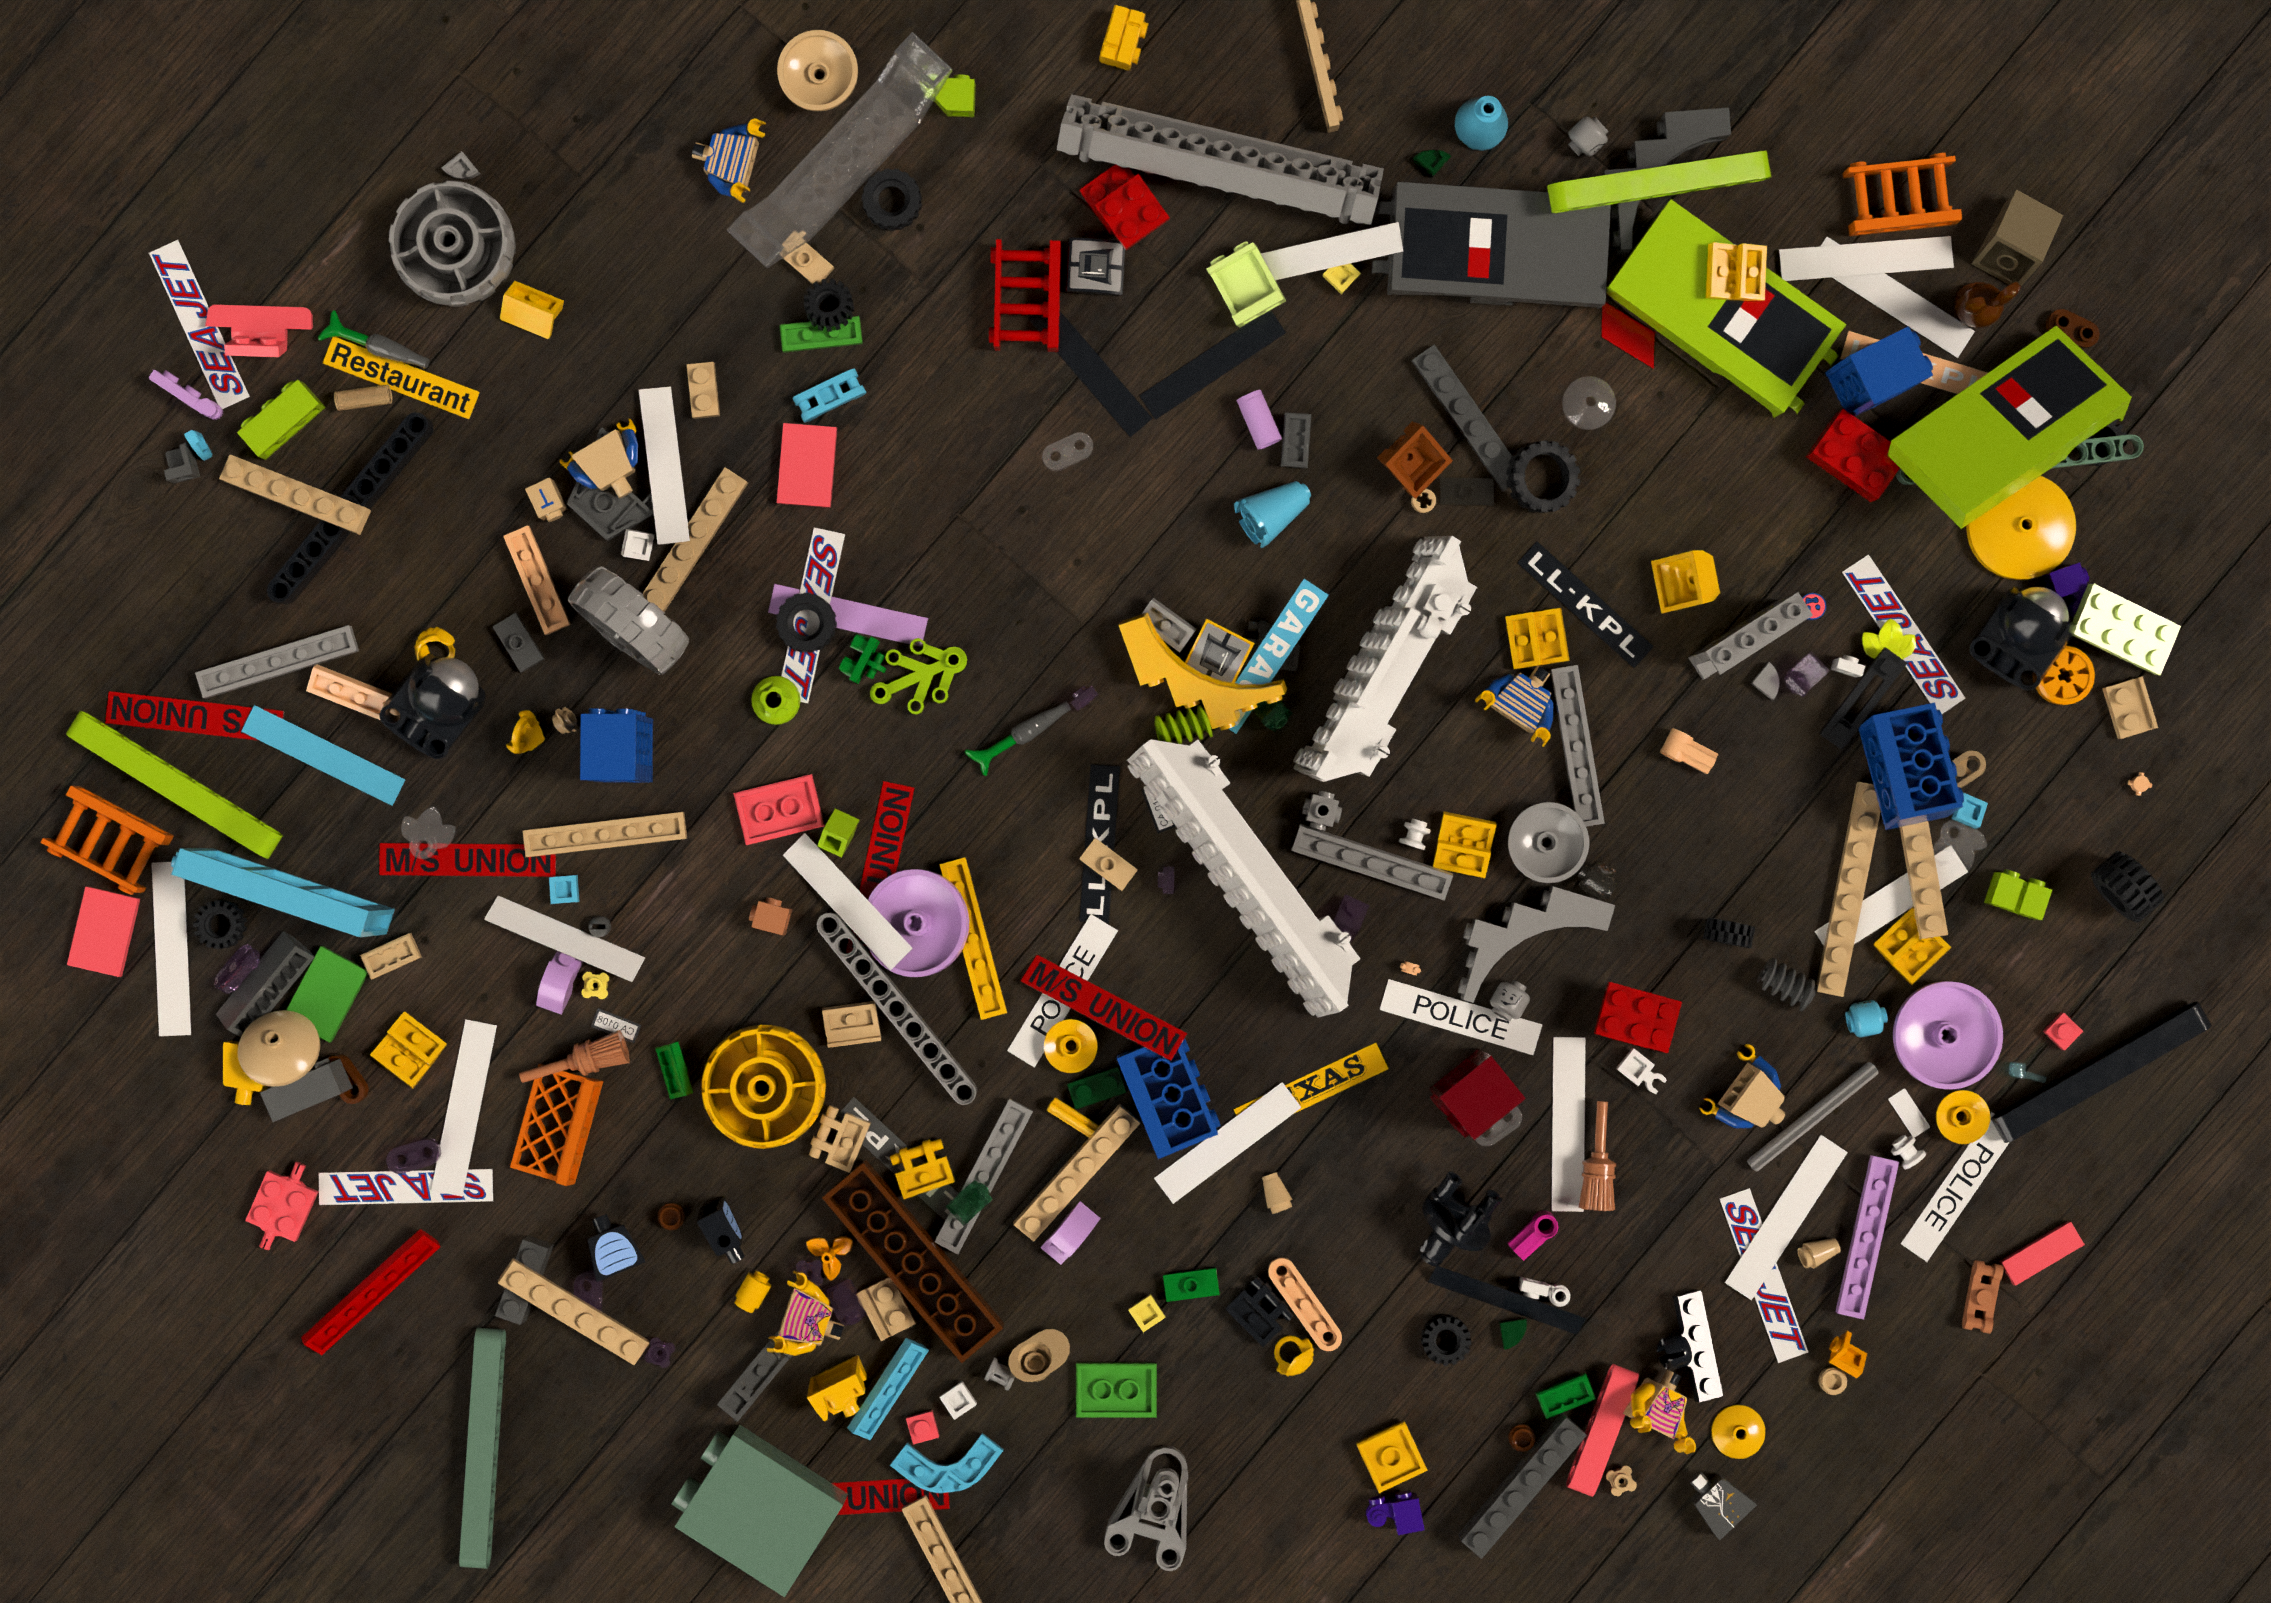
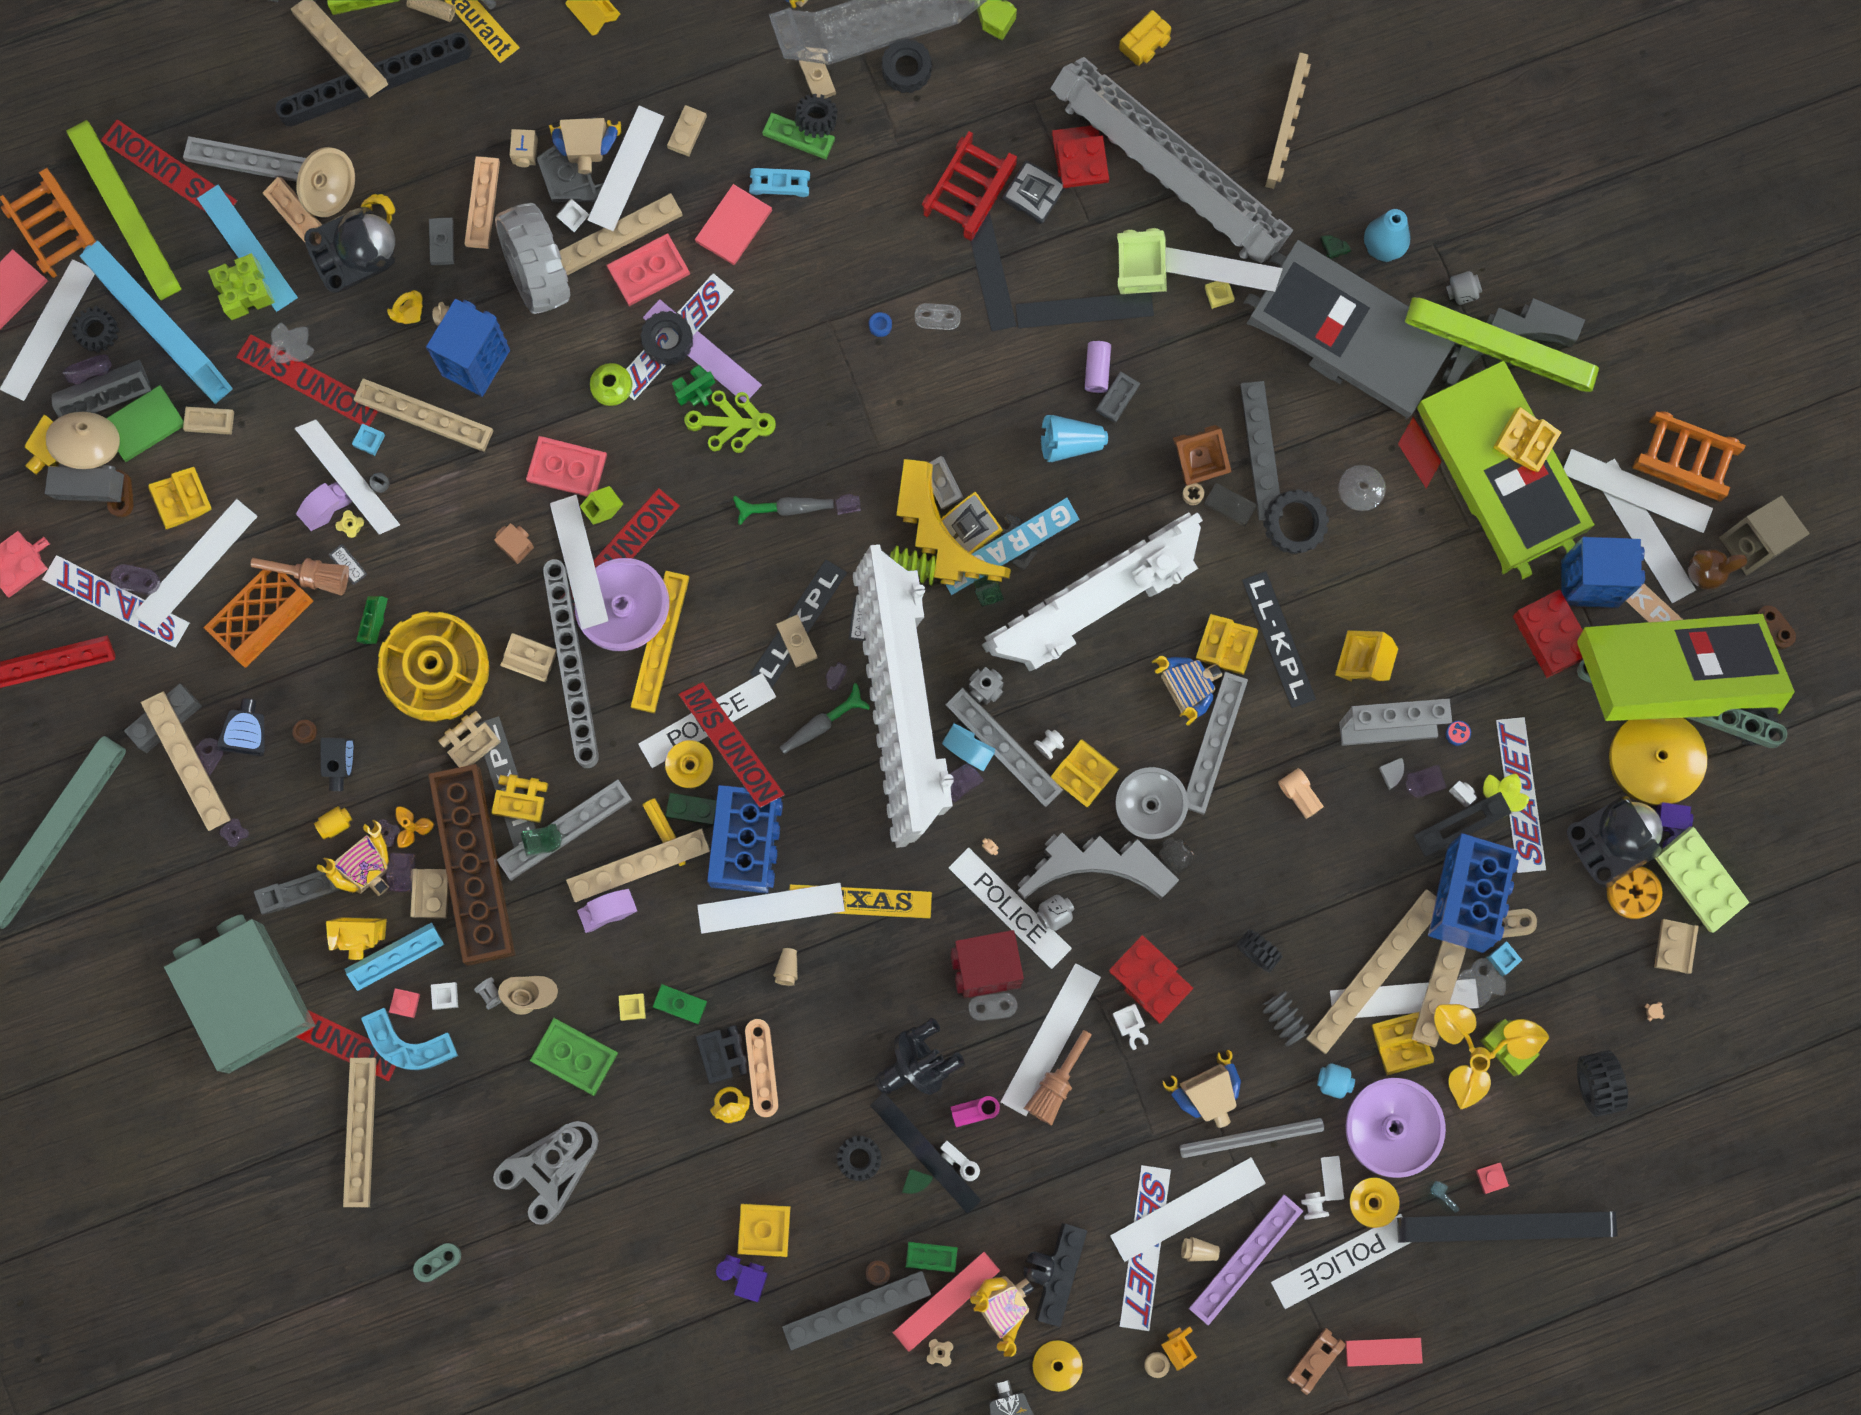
camera: 30 degrees right, 10 degrees down
(343, 801) = (241, 286): none -> lime brick
(367, 648) = (325, 182): none -> tan dish
(746, 559) = (648, 269): none -> coral tile
(1014, 491) = (880, 324): none -> blue tile
(1179, 932) = (822, 722): none -> dark grey piece
(1332, 882) = (968, 748): none -> medium azure slope
(1995, 952) = (1472, 1082): none -> yellow plant

